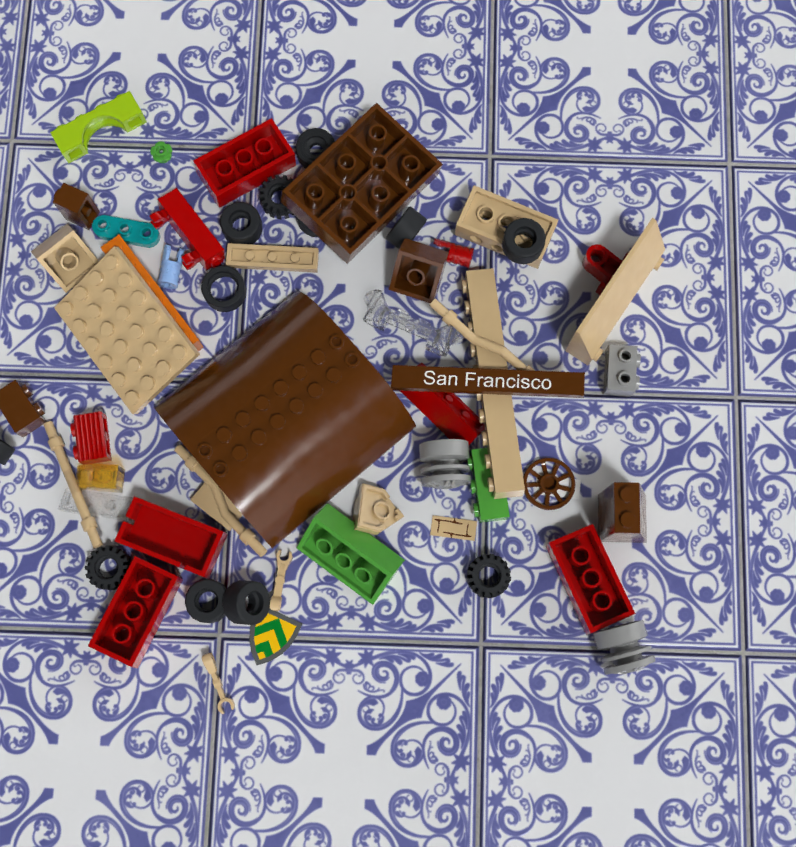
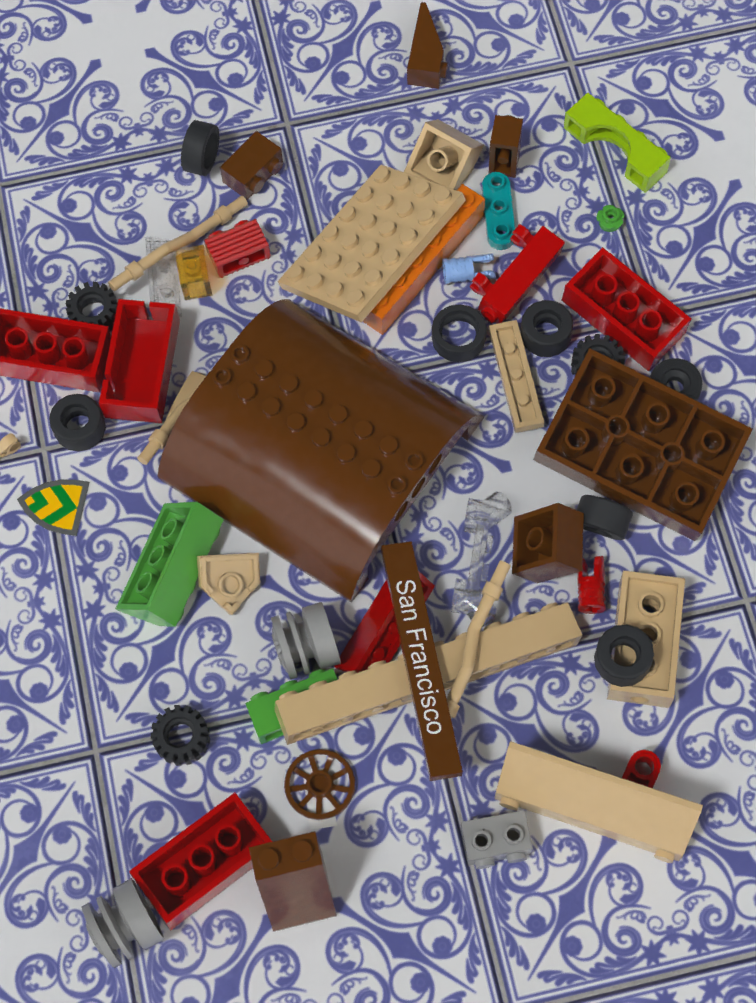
camera: 80 degrees right, 10 degrees down
(235, 598) = (82, 478): black tyre -> none
(276, 599) = (94, 497): tan piece -> none
(453, 528) = (233, 680): tan sticker -> none

